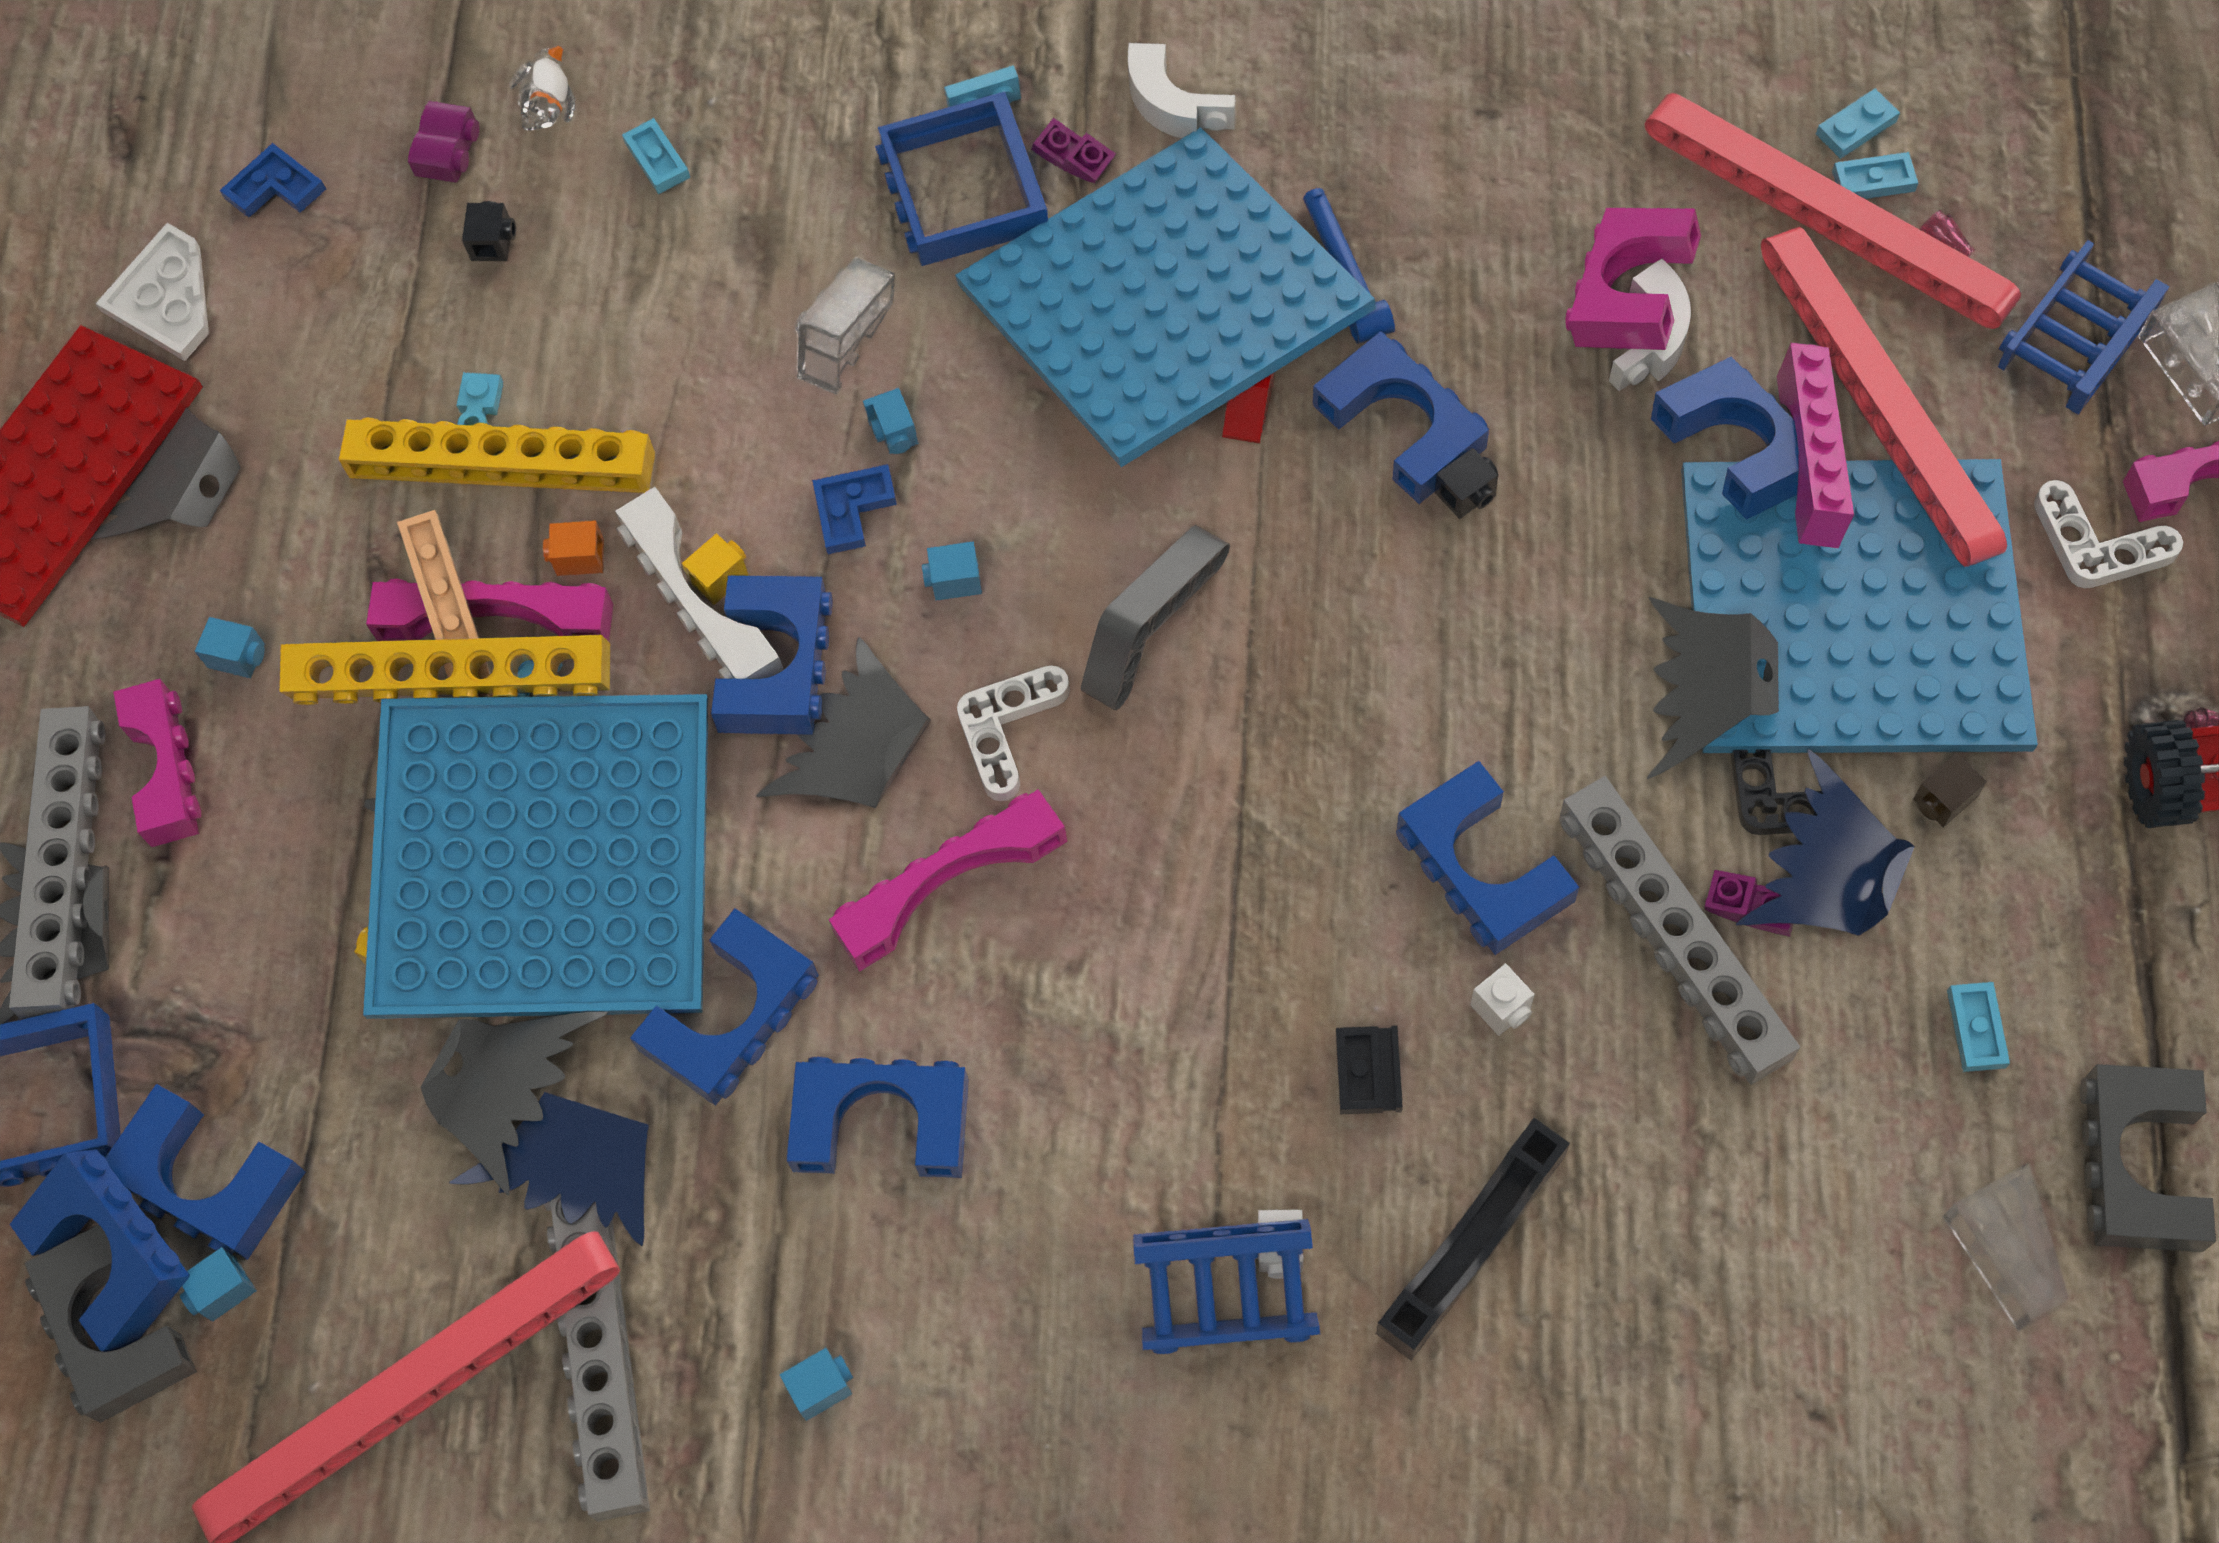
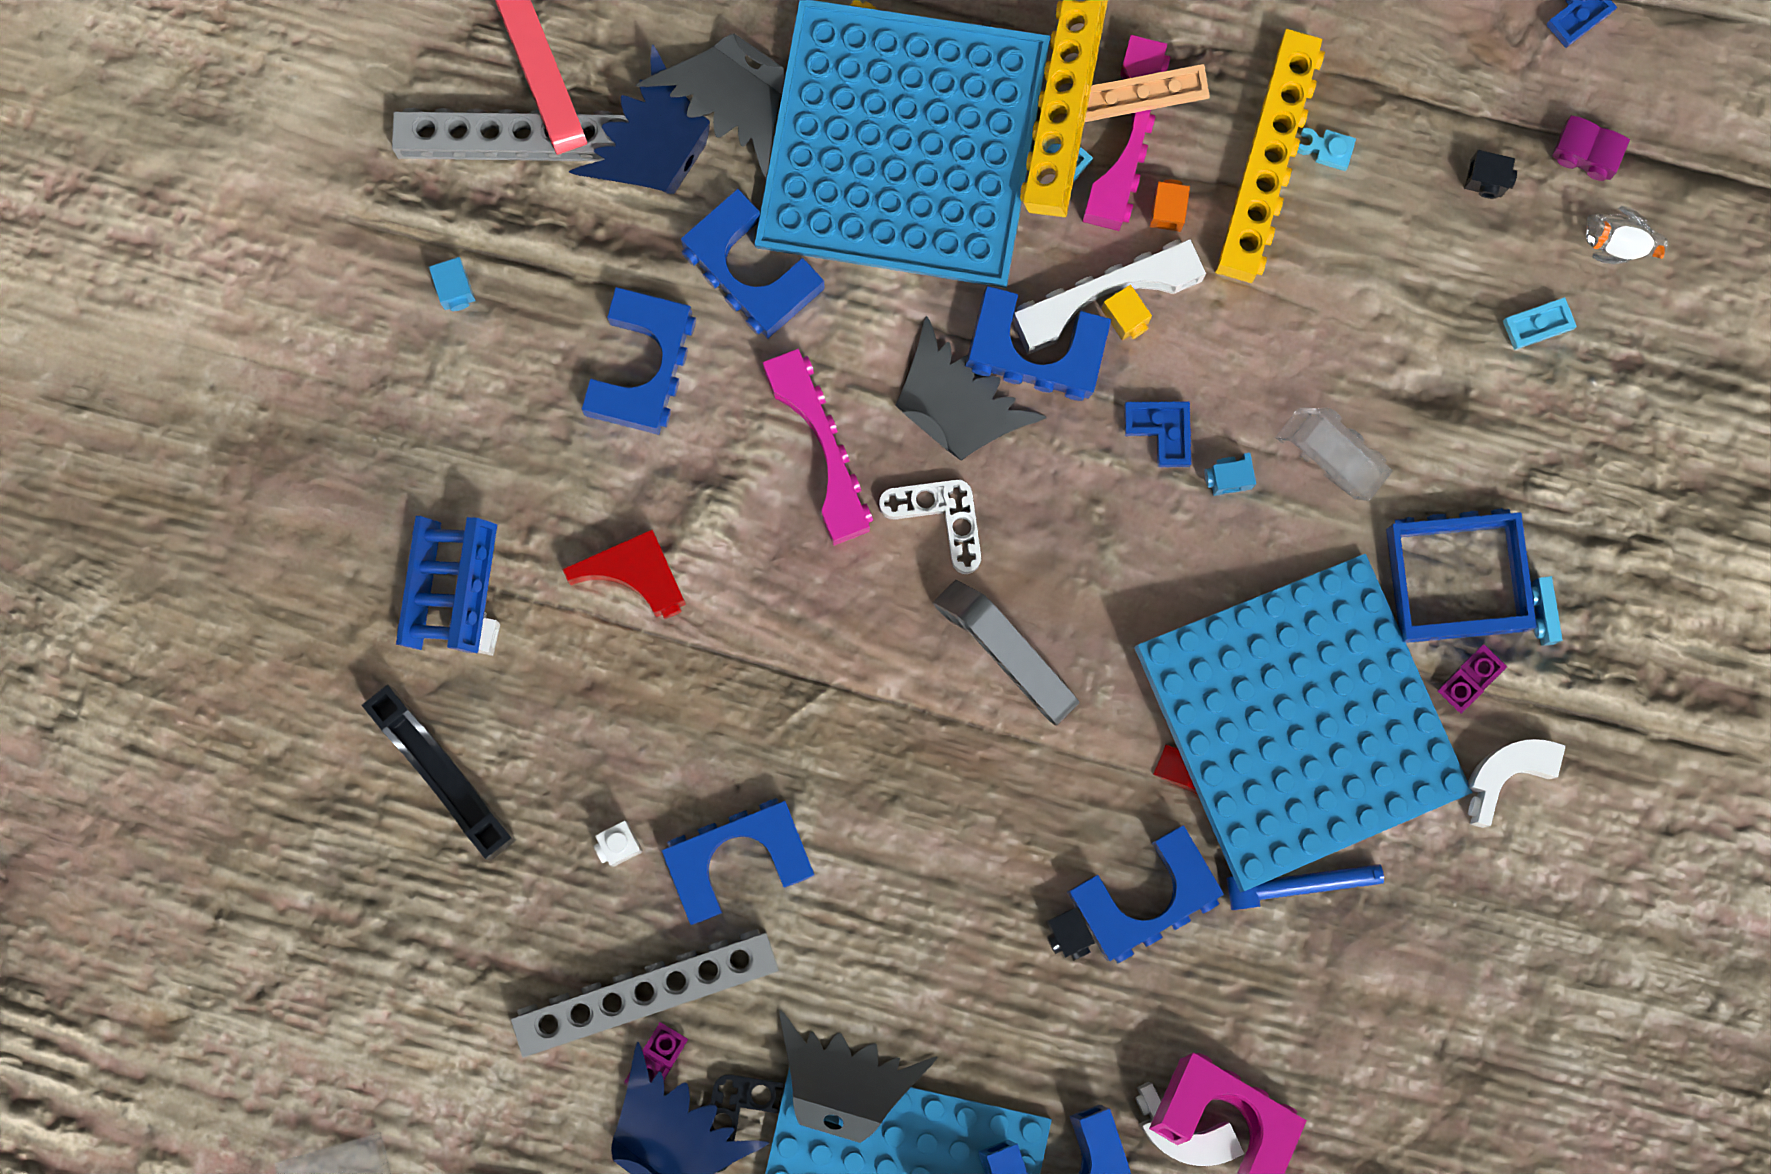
camera: 90 degrees right, 15 degrees up
(952, 571) = (1082, 499): dark azure brick -> none
(1146, 1054) = (638, 566): none -> red arch
(1368, 1070) = (590, 730): black plate -> none

